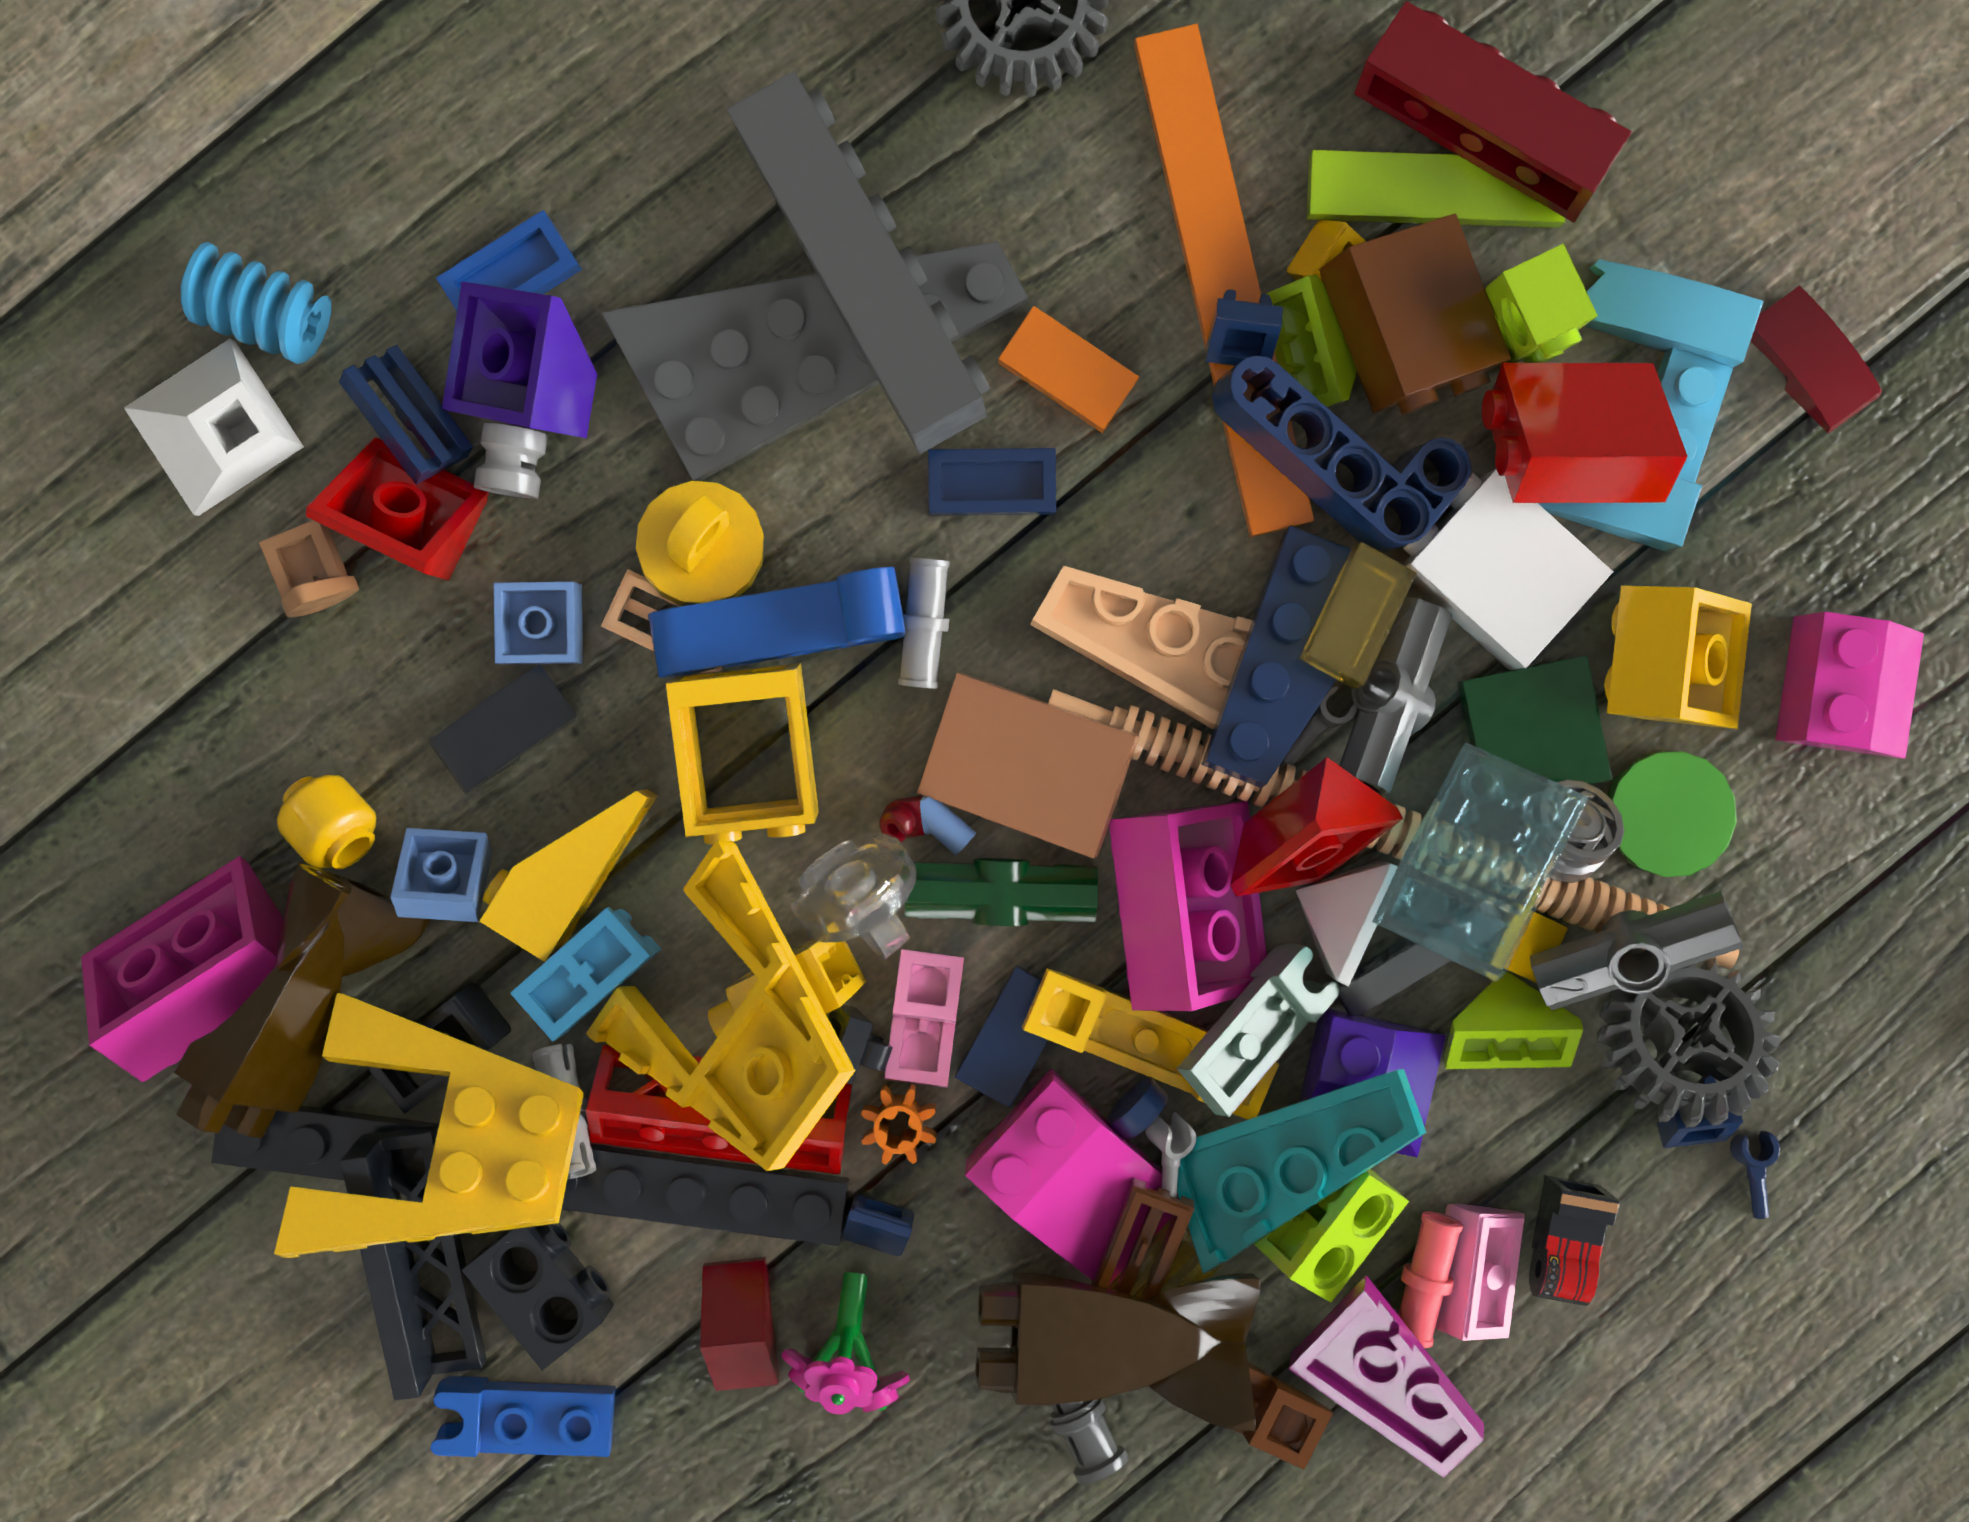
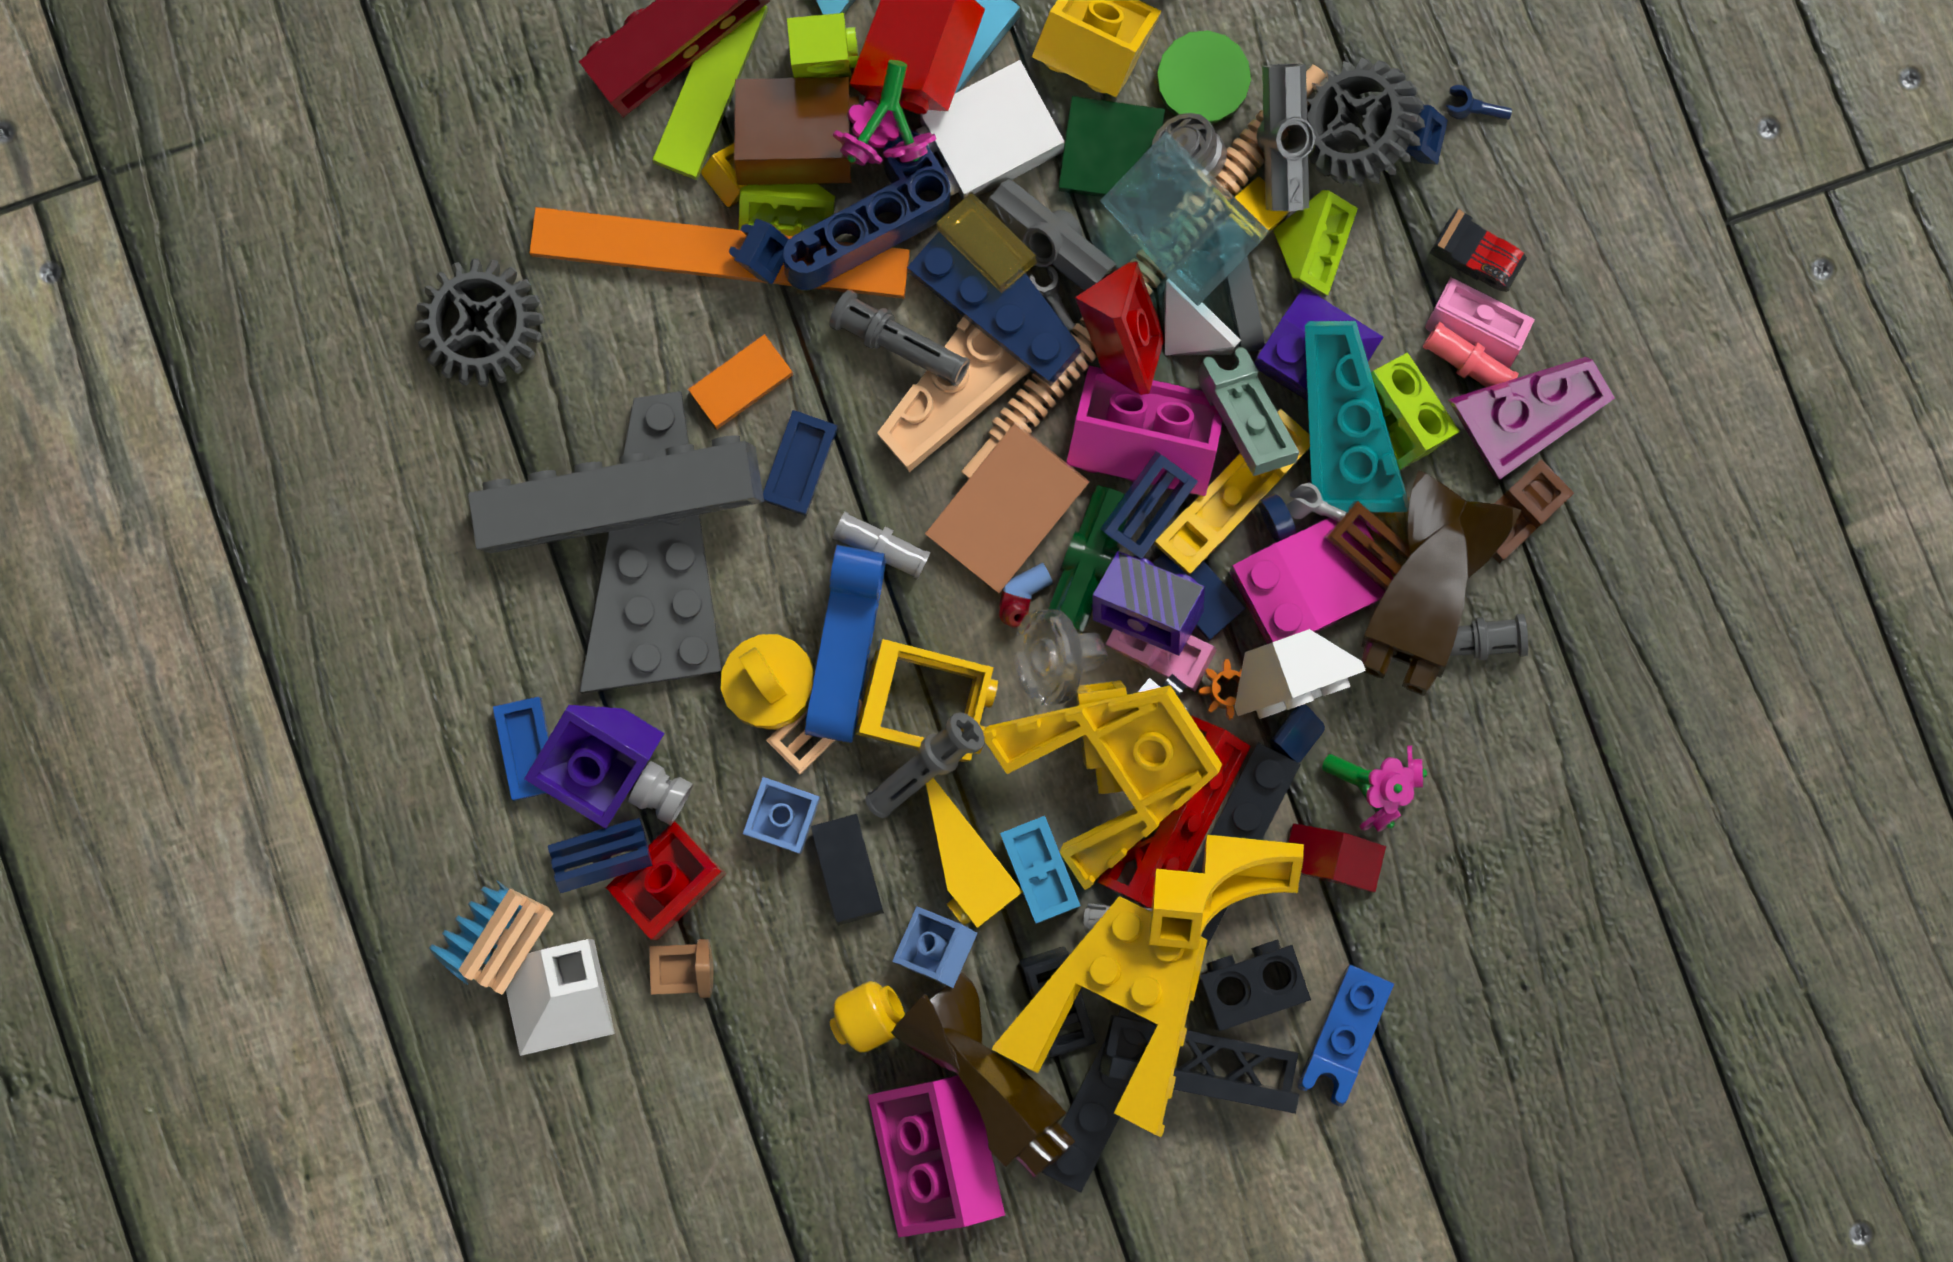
camera: 70 degrees left, 5 degrees down
(238, 343) = (511, 946): none -> light nougat tile
(659, 1213) = (1230, 872): none -> yellow arch
(668, 794) = (936, 755): none -> dark grey pin
(936, 1213) = (1292, 673): none -> white slope
(969, 989) = (1148, 602): none -> dark purple brick
(1098, 924) = (1133, 495): none -> dark blue tile
(1196, 522) = (880, 329): none -> dark grey pin
(1464, 418) = (877, 124): none -> dark pink plant

